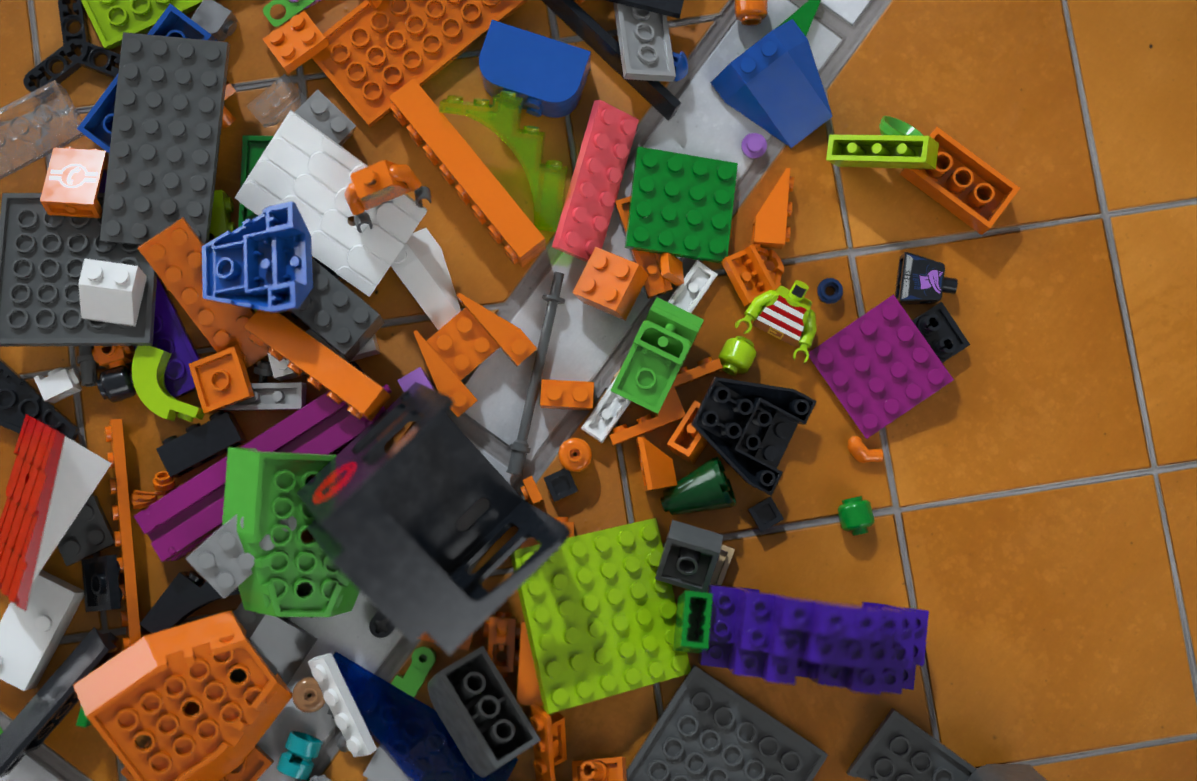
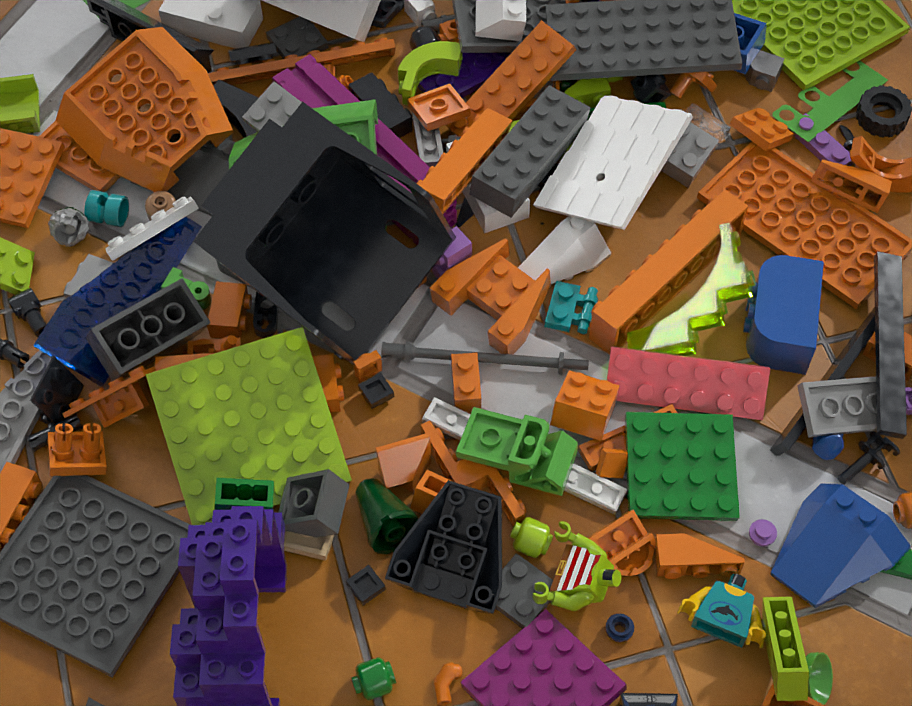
camera: 90 degrees right, 25 degrees down
(229, 148) = (650, 88): none -> black brick
(261, 263) = (546, 104): blue wedge -> none
(381, 184) = (635, 177): orange torso -> none
(484, 286) = (563, 305): none -> teal plate
(578, 462) = (406, 396): orange head -> none
(690, 35) = (869, 456): none -> black piece
(782, 371) = (517, 591): none -> dark grey plate
(830, 194) = (726, 612): none -> teal torso

